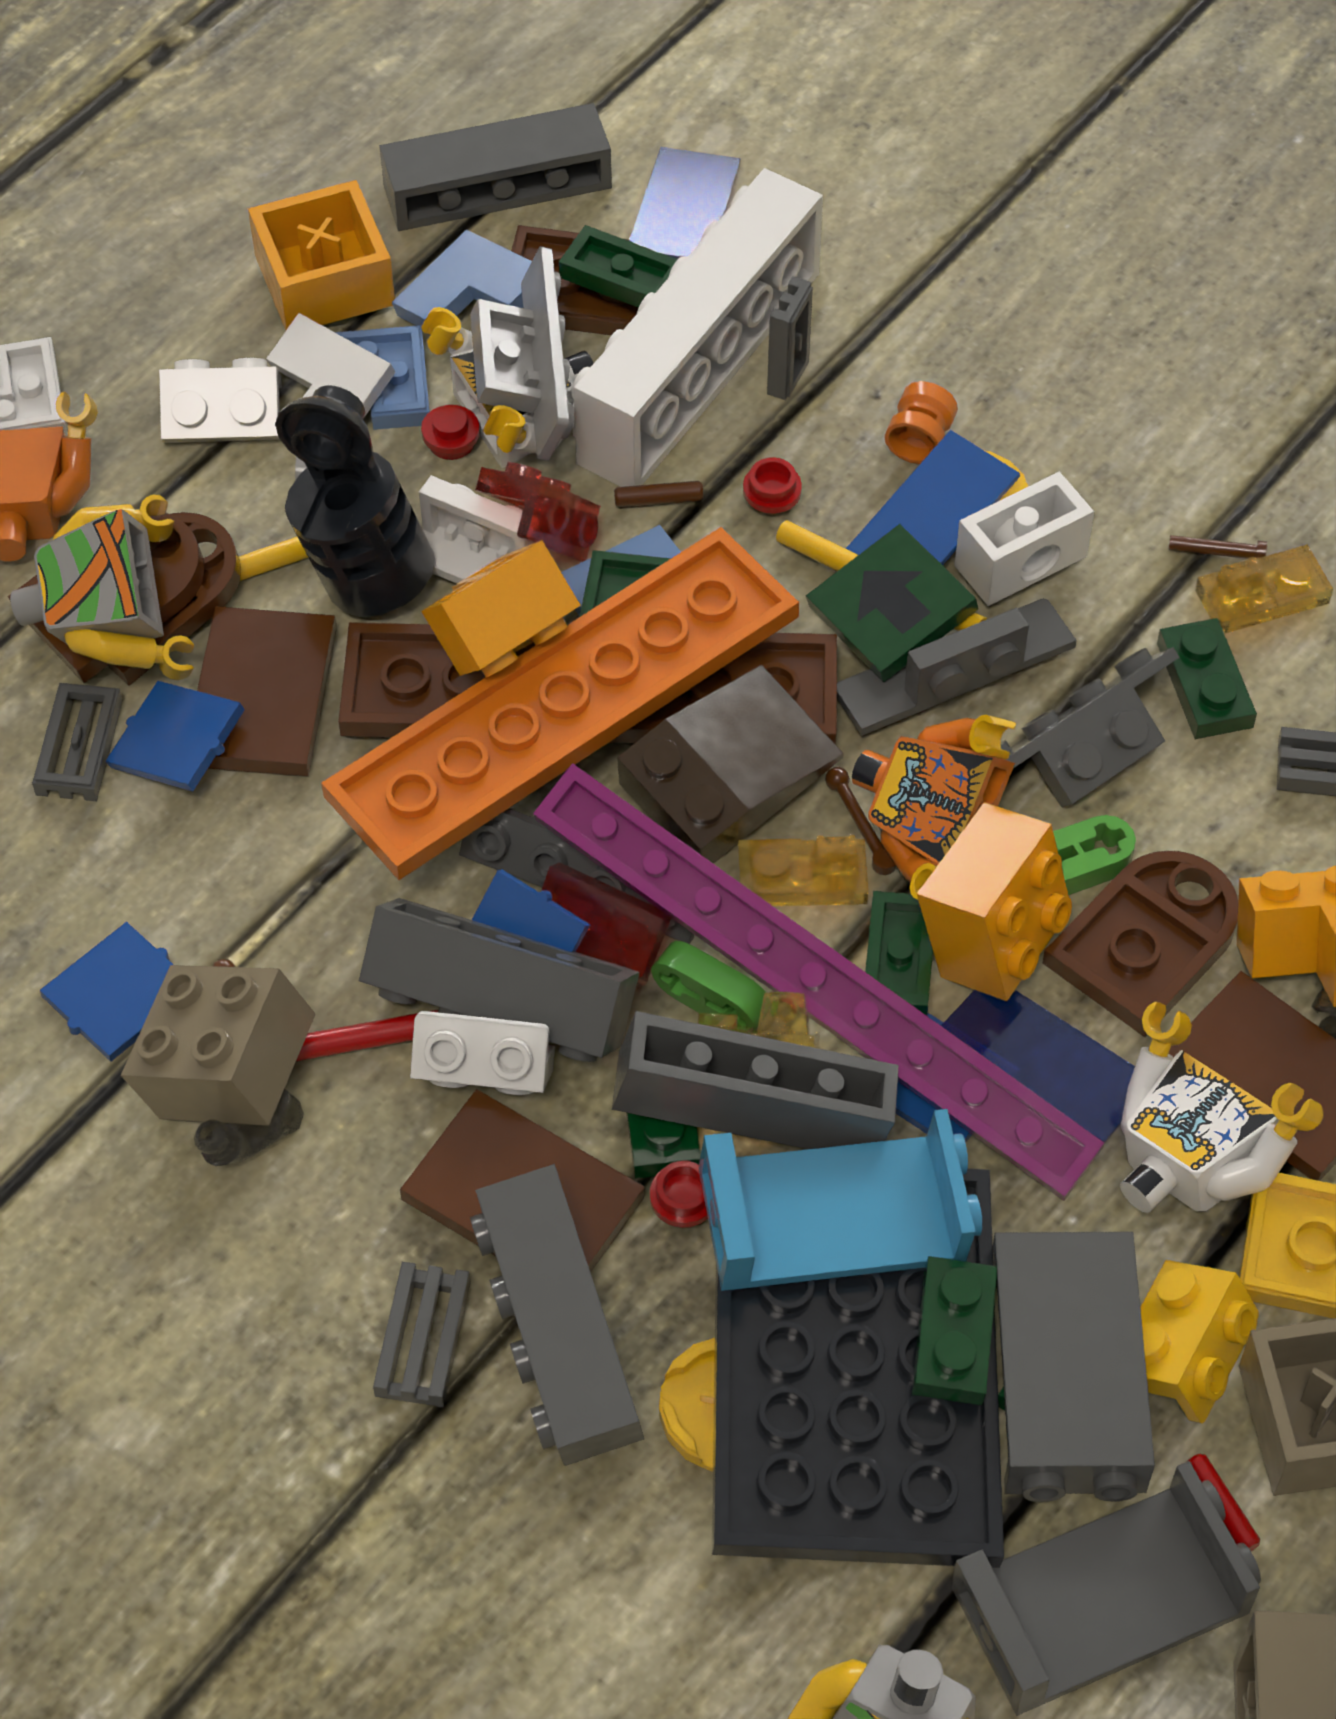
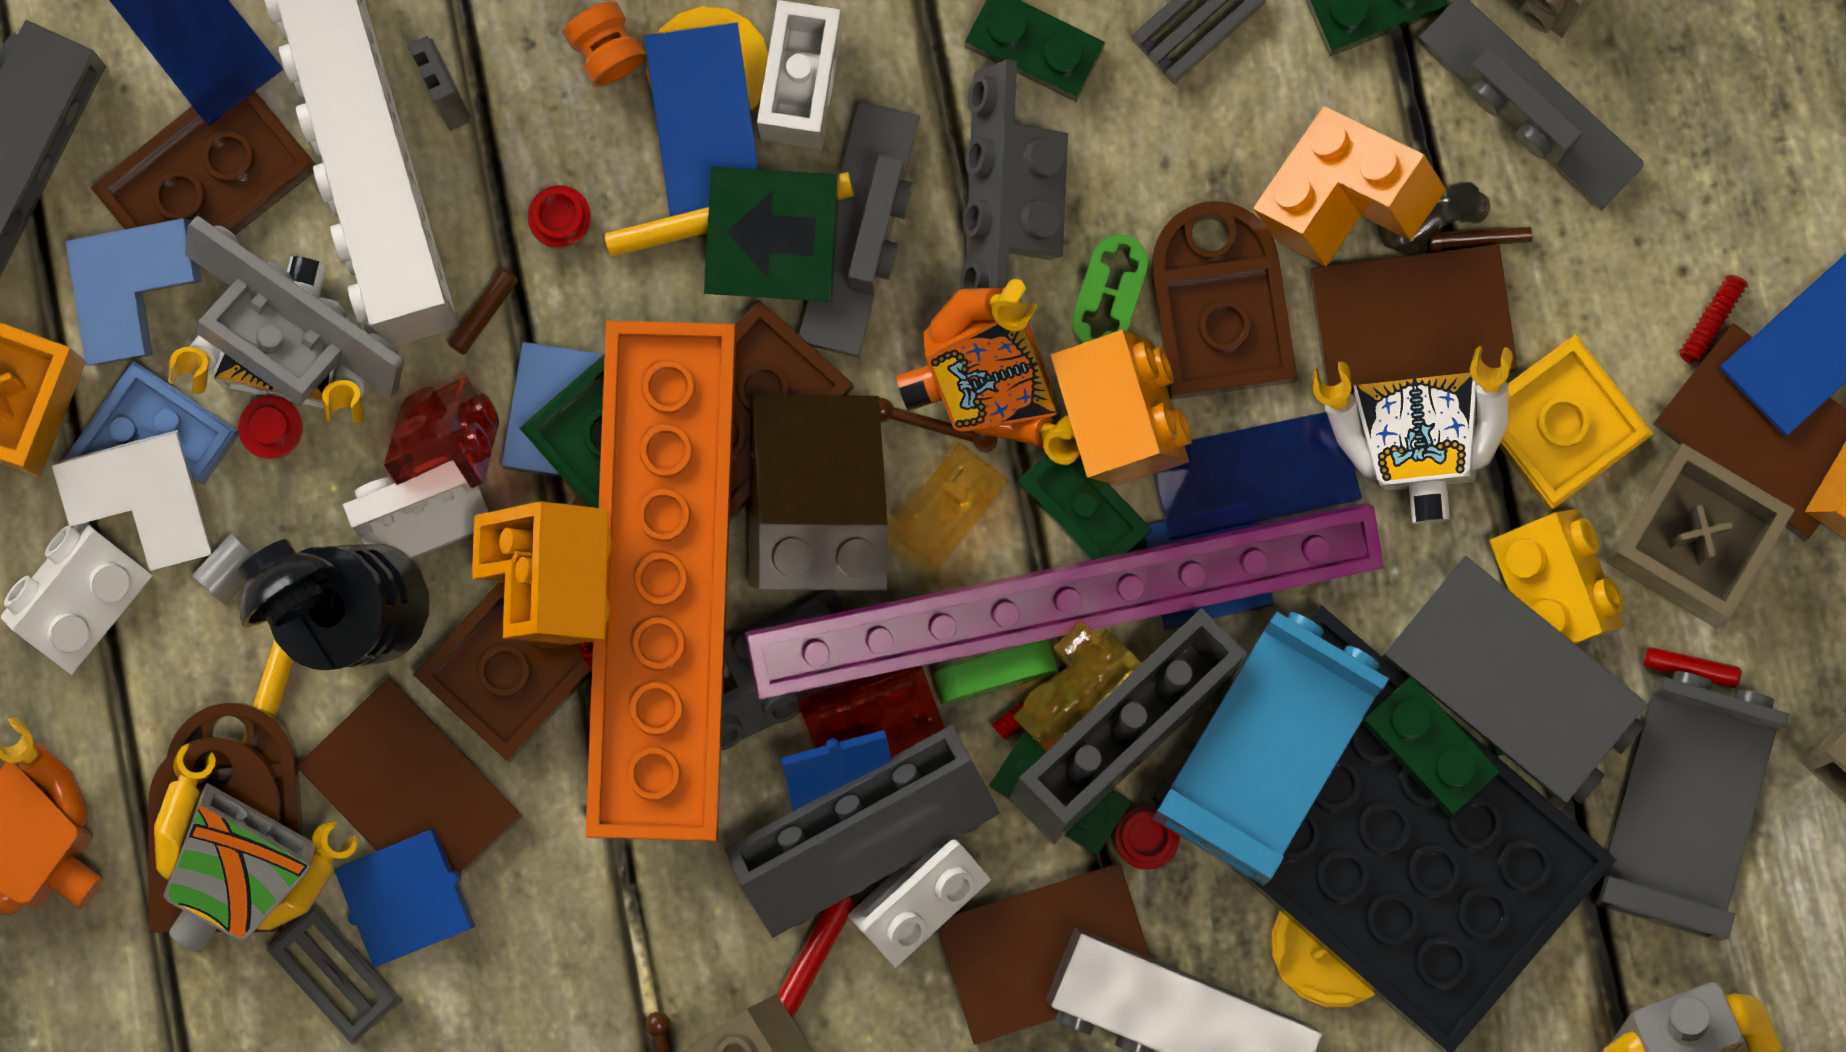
camera: 45 degrees left, 25 degrees up
(614, 266) = (235, 152): dark green plate -> none

